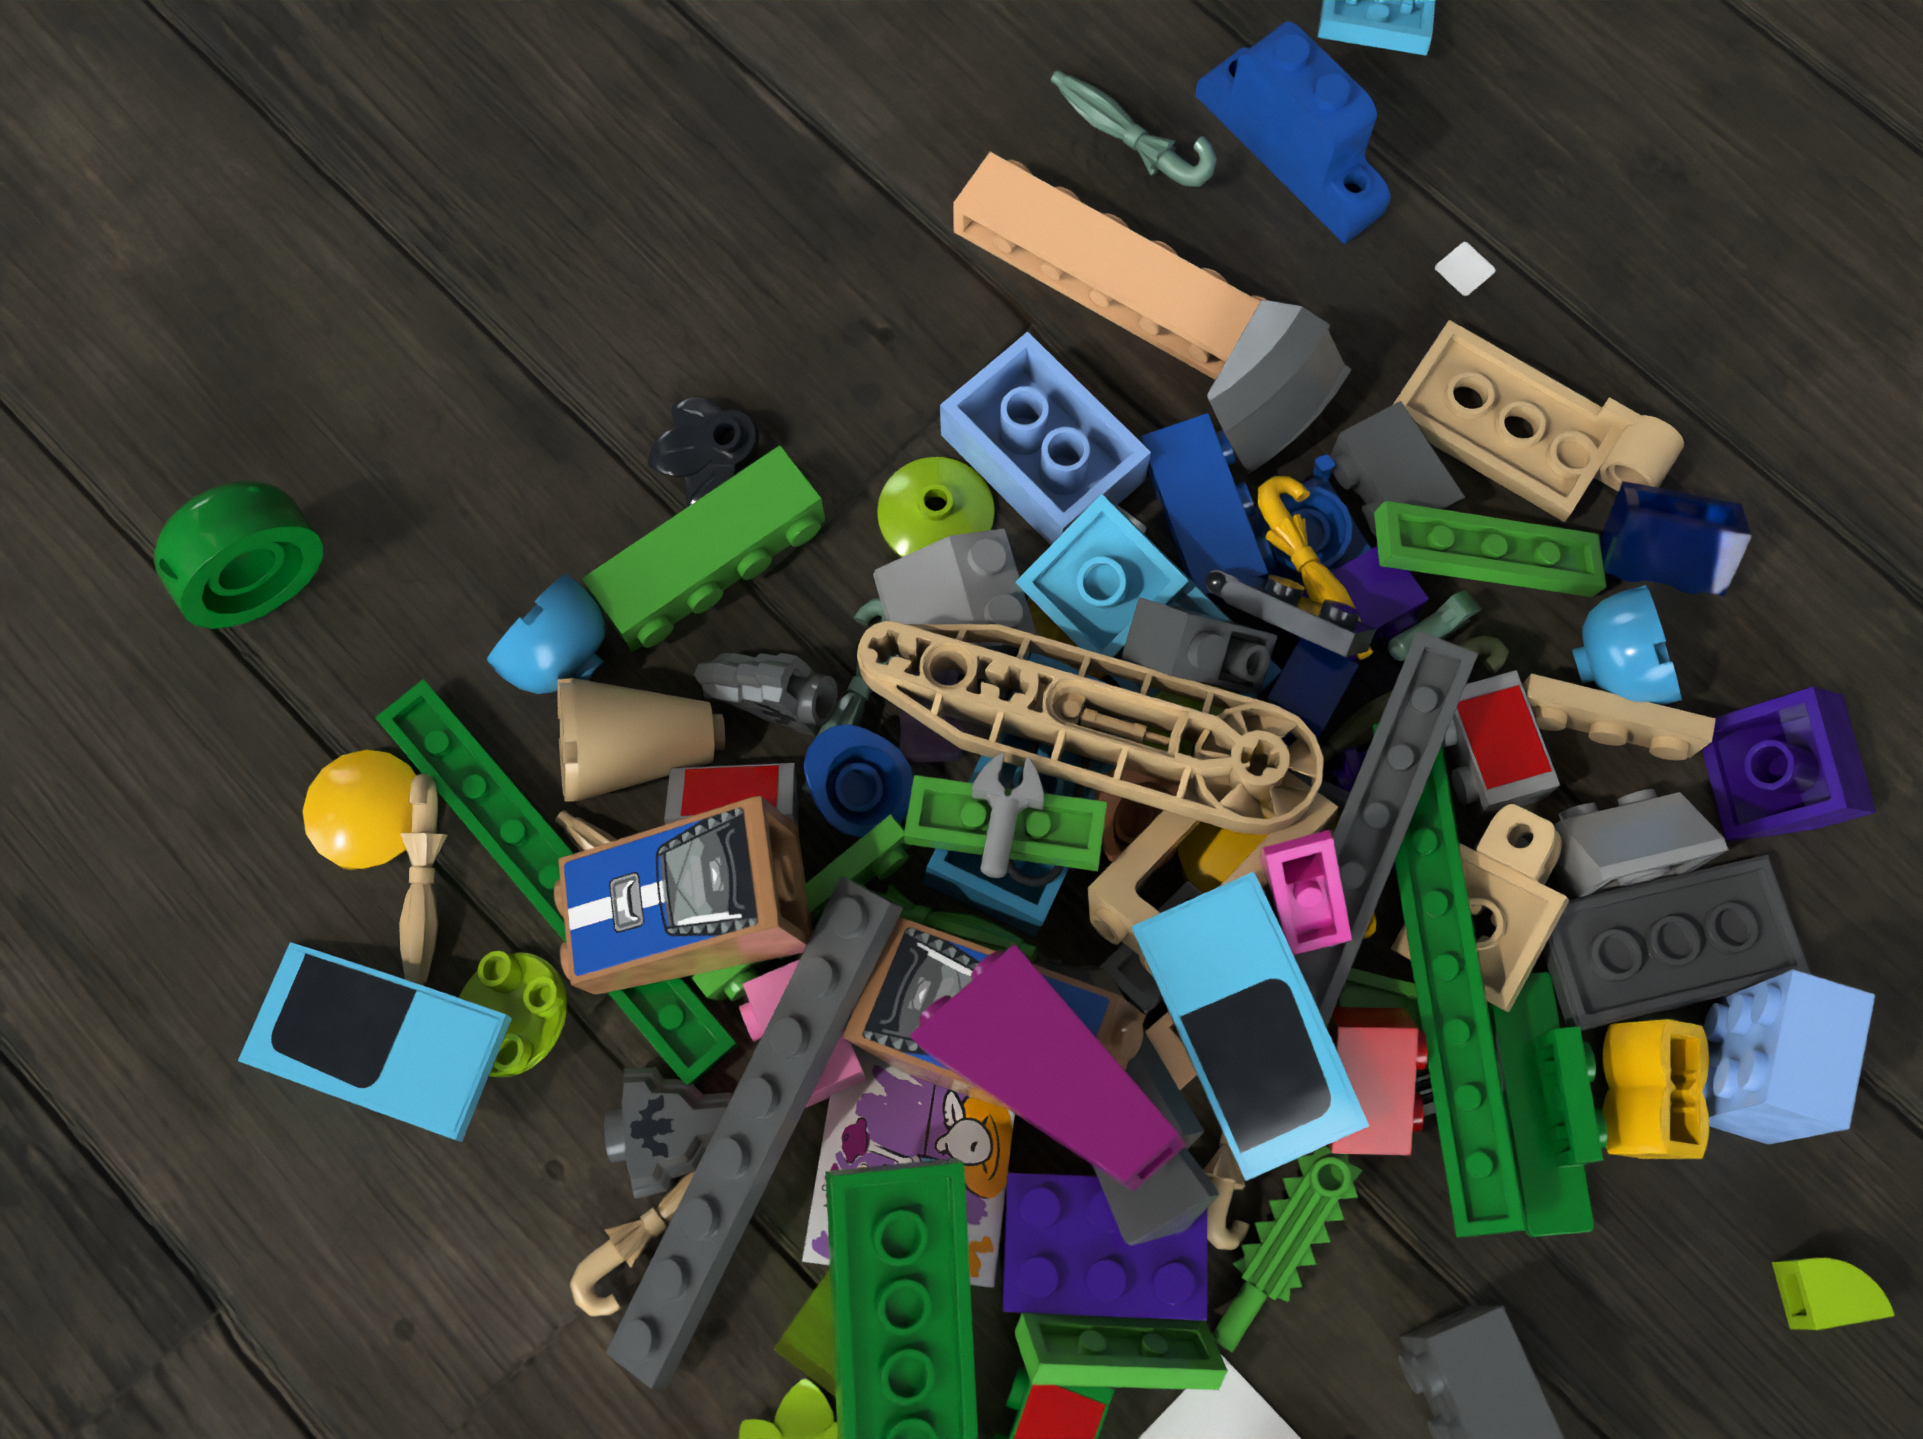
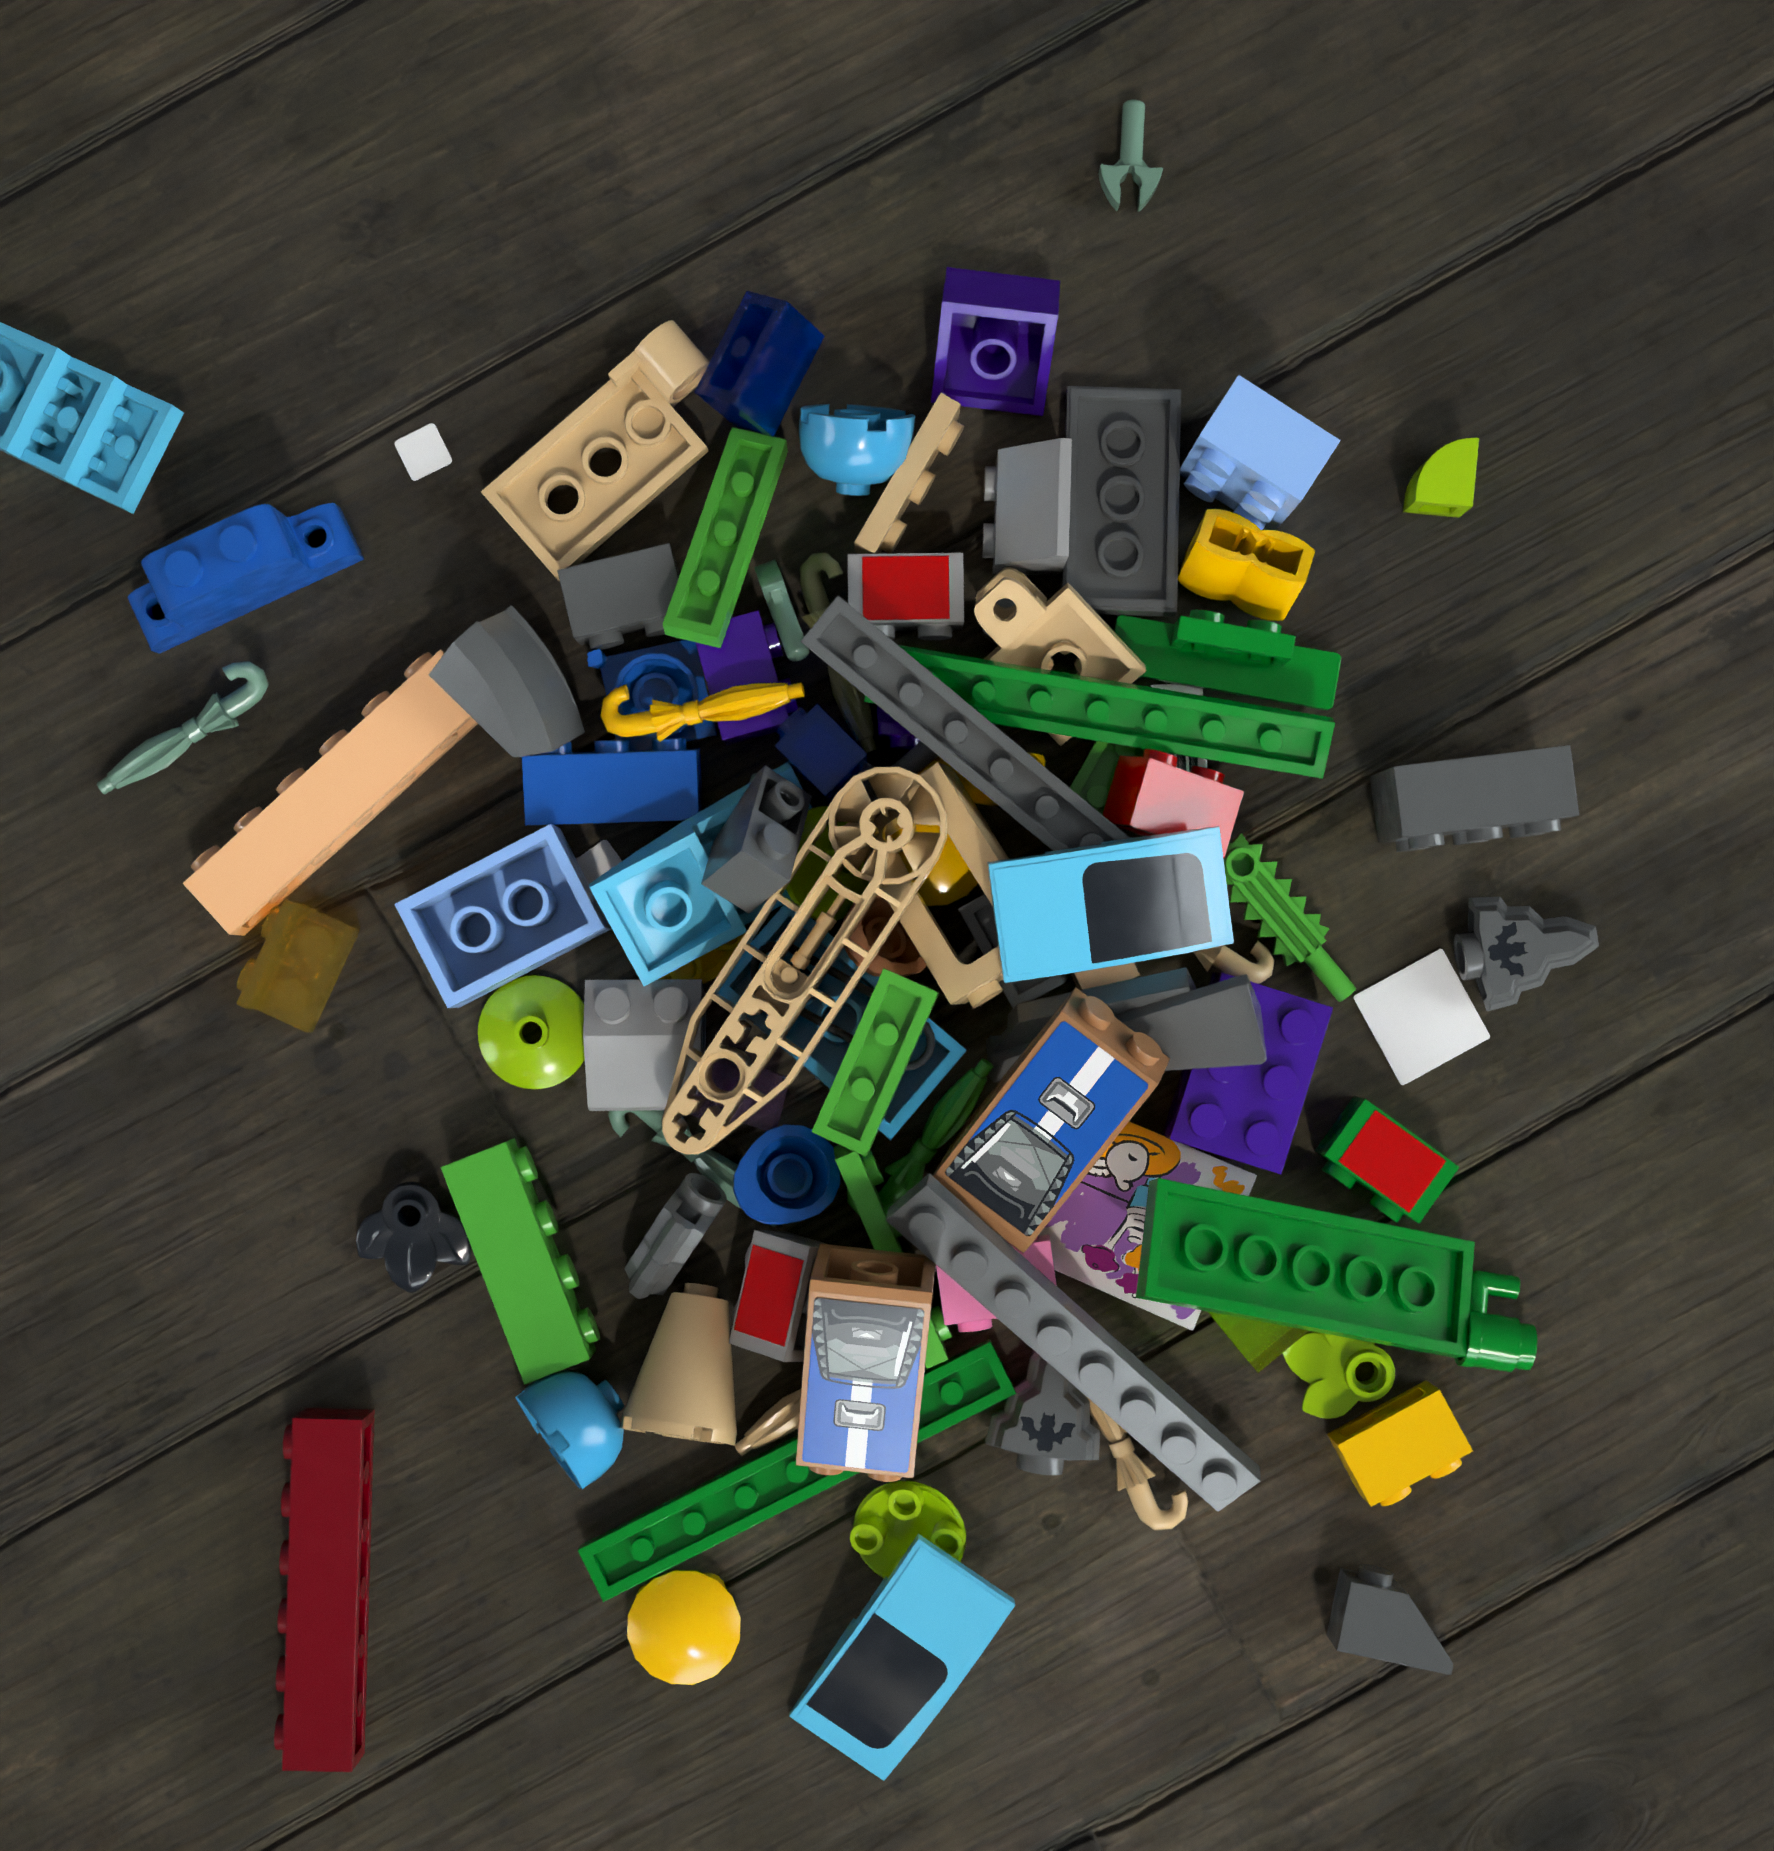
camera: 80 degrees left, 15 degrees up
(236, 553) = (411, 1703): green piece -> none
(352, 450) = (325, 1589): none -> dark red brick
(419, 913) = (795, 1595): tan piece -> none
(940, 277) = (296, 964): none -> clear yellow bracket
(1004, 811) = (870, 1063): light grey bar -> none
(1042, 1063) = (1110, 1093): magenta slope -> none
(1119, 1352) = (1338, 1088): bright green plate -> none
(1282, 604) = (746, 746): black hinge -> none
(1307, 891) = (1013, 821): dark pink slope -> none

